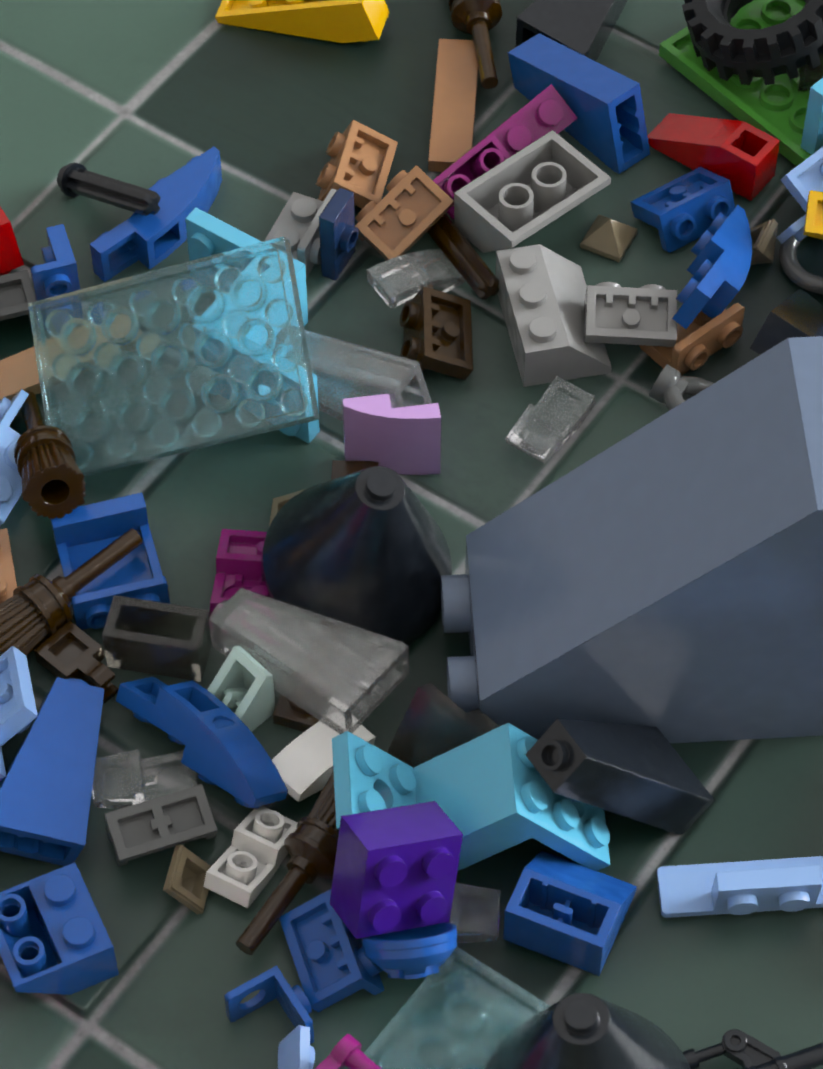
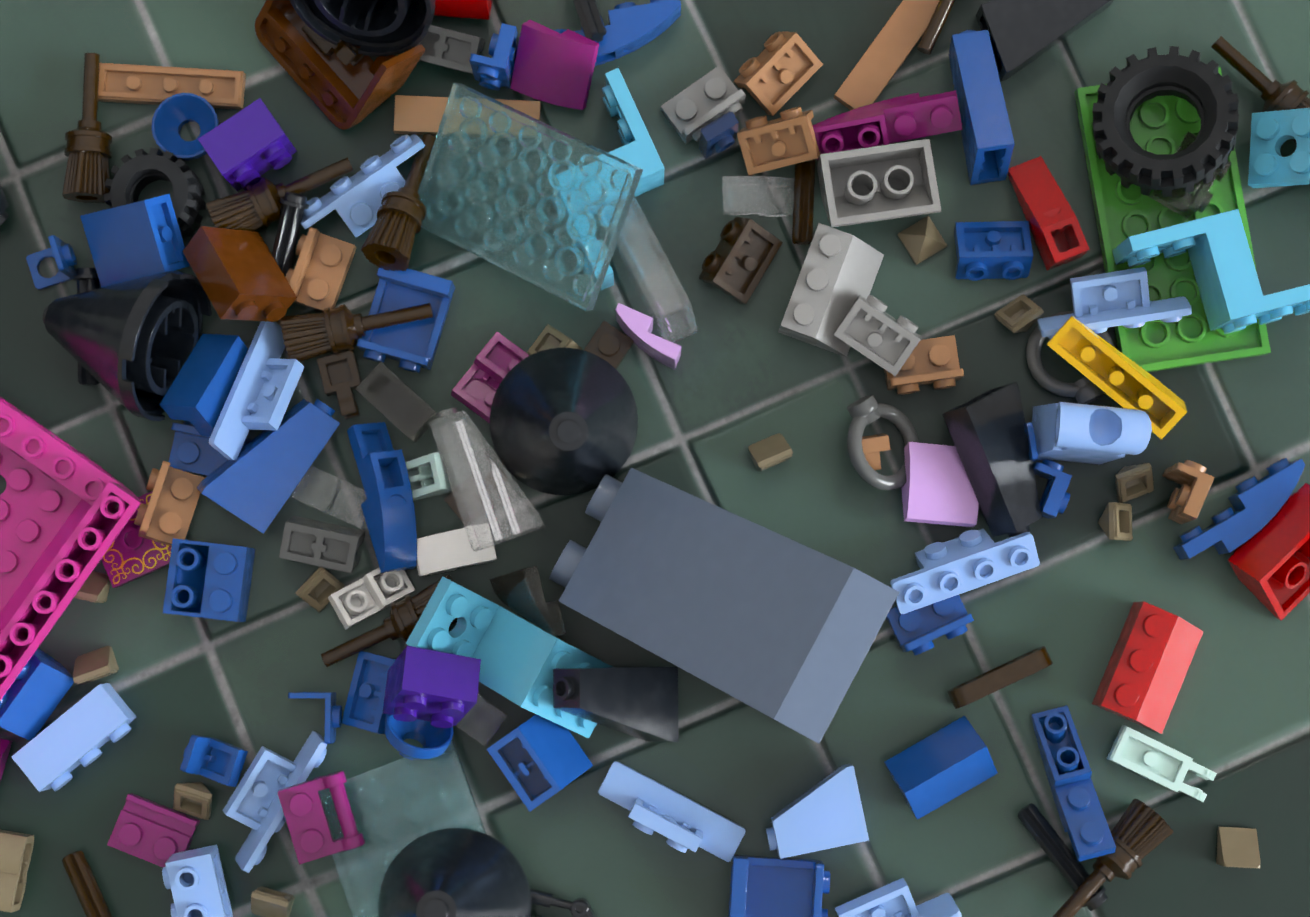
camera: 30 degrees right, 30 degrees up
(119, 246) = (554, 65): none -> magenta slope
(553, 420) = (773, 377): clear slope -> none
(718, 269) = (973, 330): blue slope -> none

